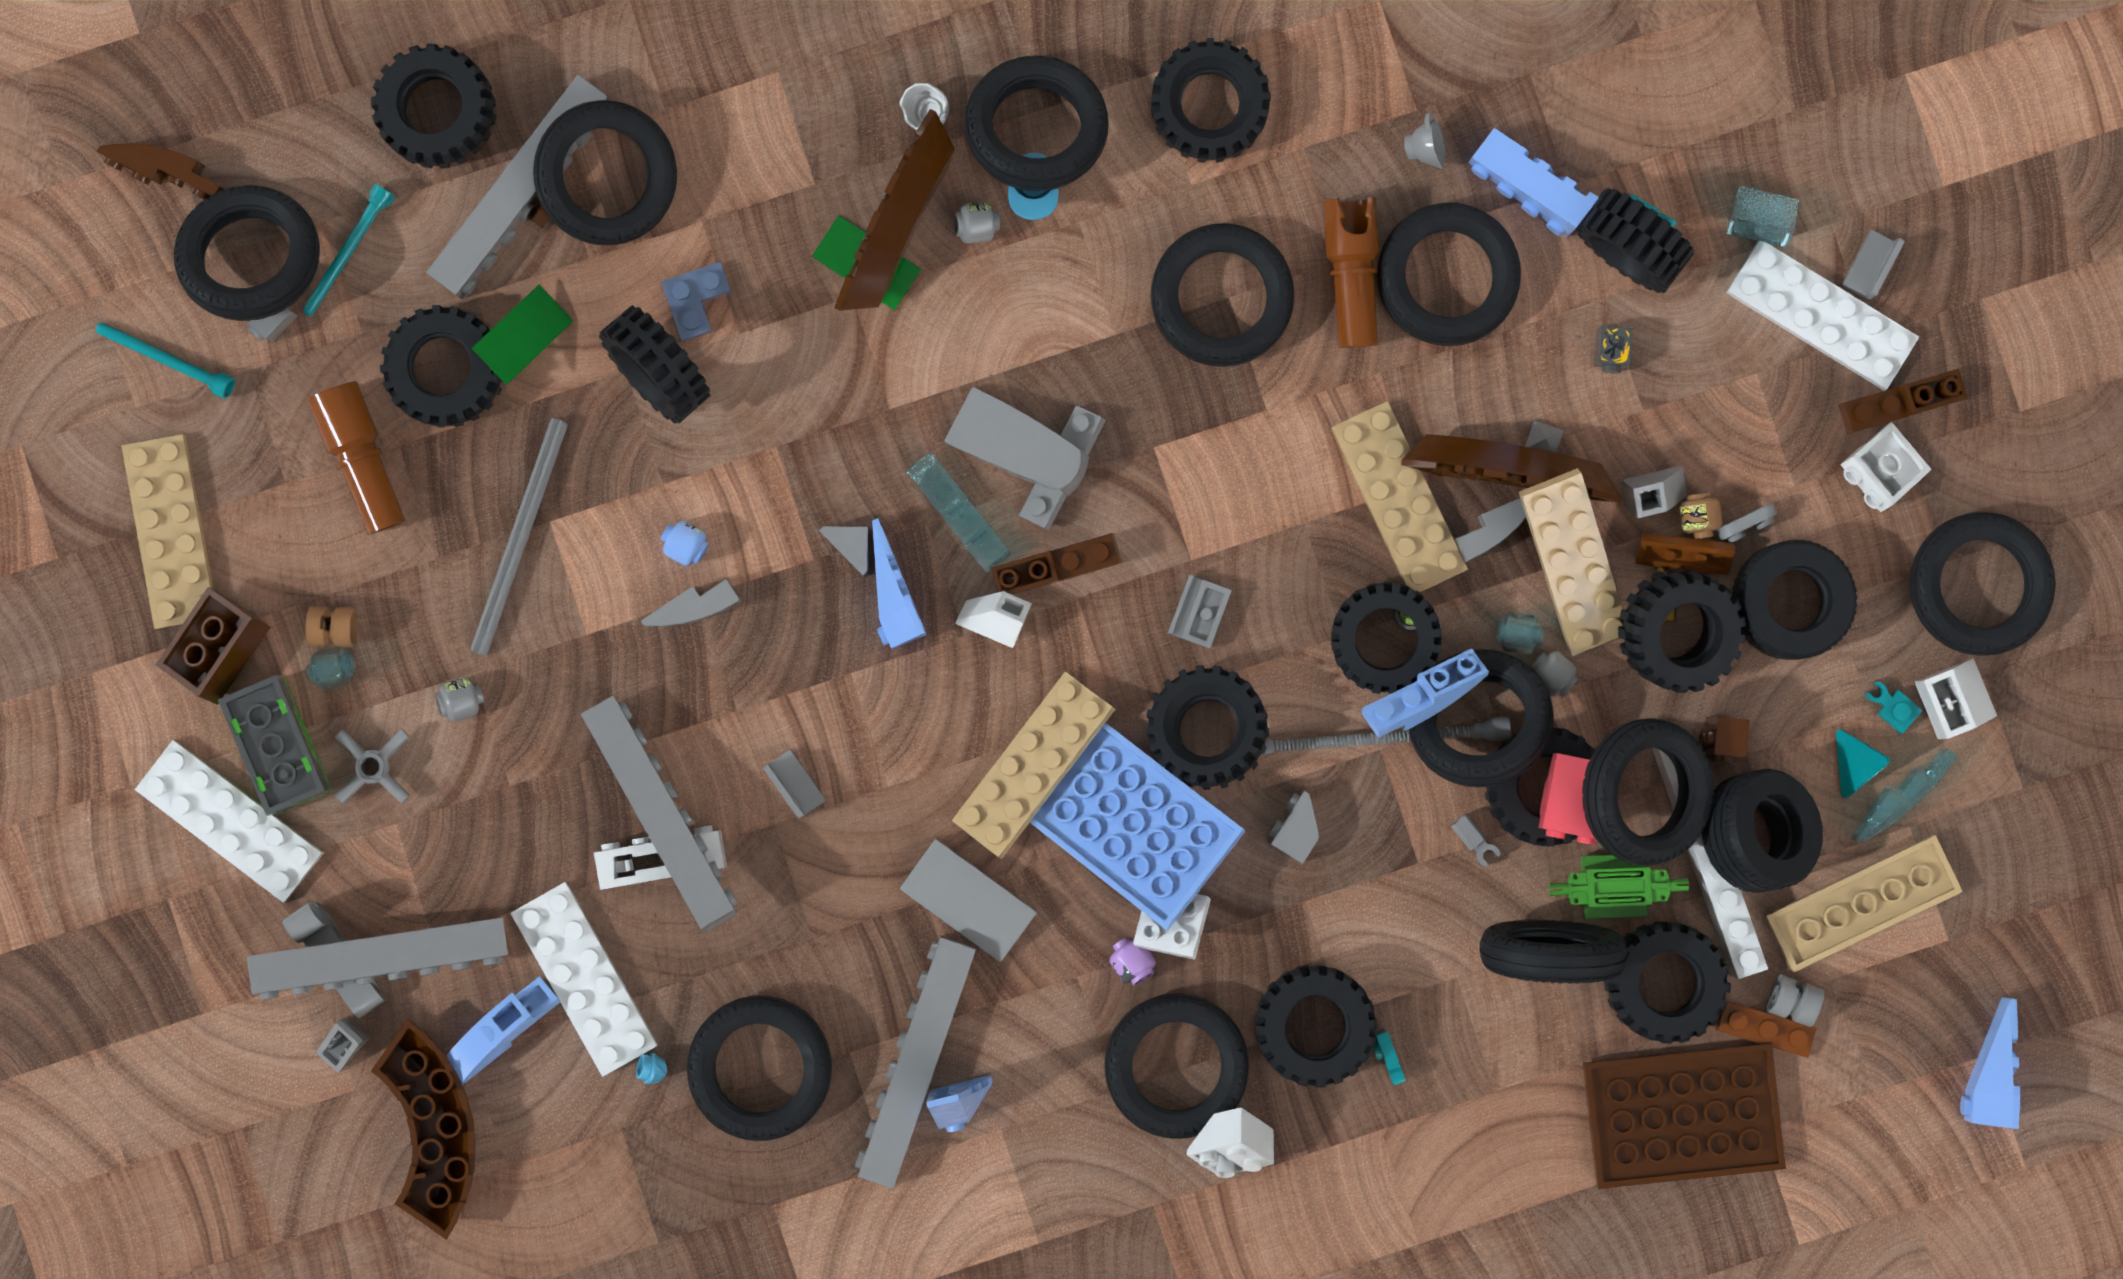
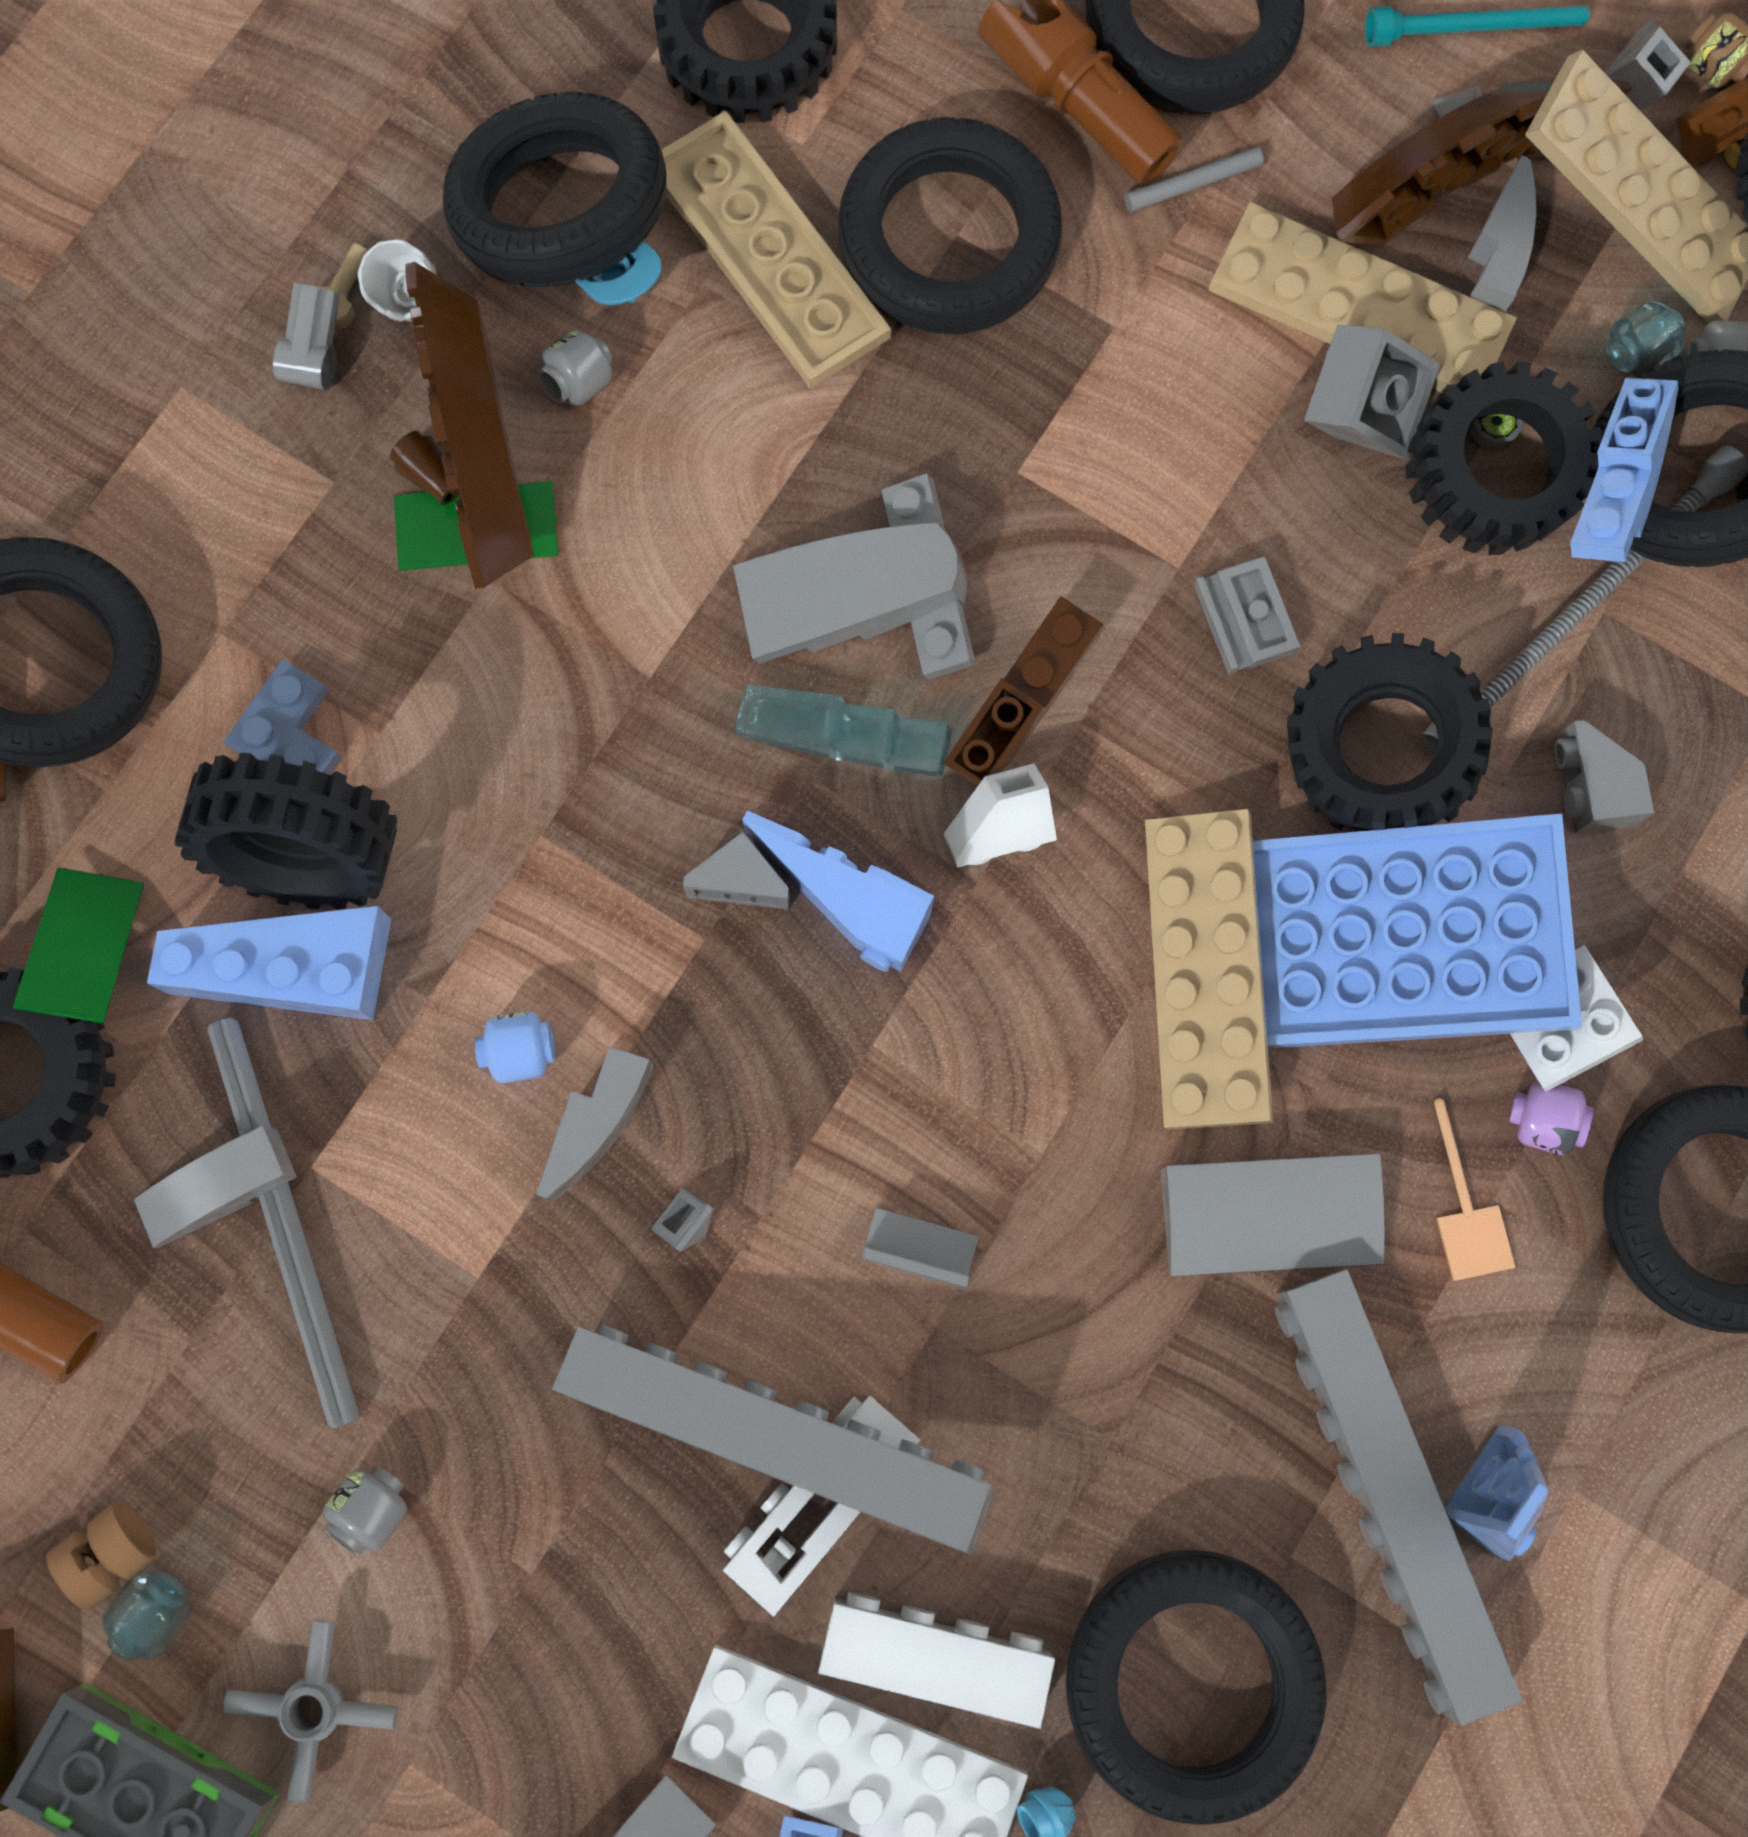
camera: 40 degrees left, 10 degrees down
(499, 498) = (215, 1185): none -> light grey slope
(613, 421) = (288, 962): none -> light blue wedge
(656, 966) = (937, 1661): none -> white brick
(698, 684) = (684, 1220): none -> light grey slope
(851, 107) = (306, 350): none -> light grey piece
(861, 211) = (421, 463): none -> reddish brown cone
(893, 82) = (342, 284): none -> tan bar
(1053, 985) = (1474, 1239): none -> light nougat piece
(1123, 233) = (770, 251): none -> tan plate
(1356, 551) = (1372, 389): none -> light grey slope
(1372, 364) = (1193, 179): none -> light grey bar
(1544, 362) = (1387, 25): none -> teal piece

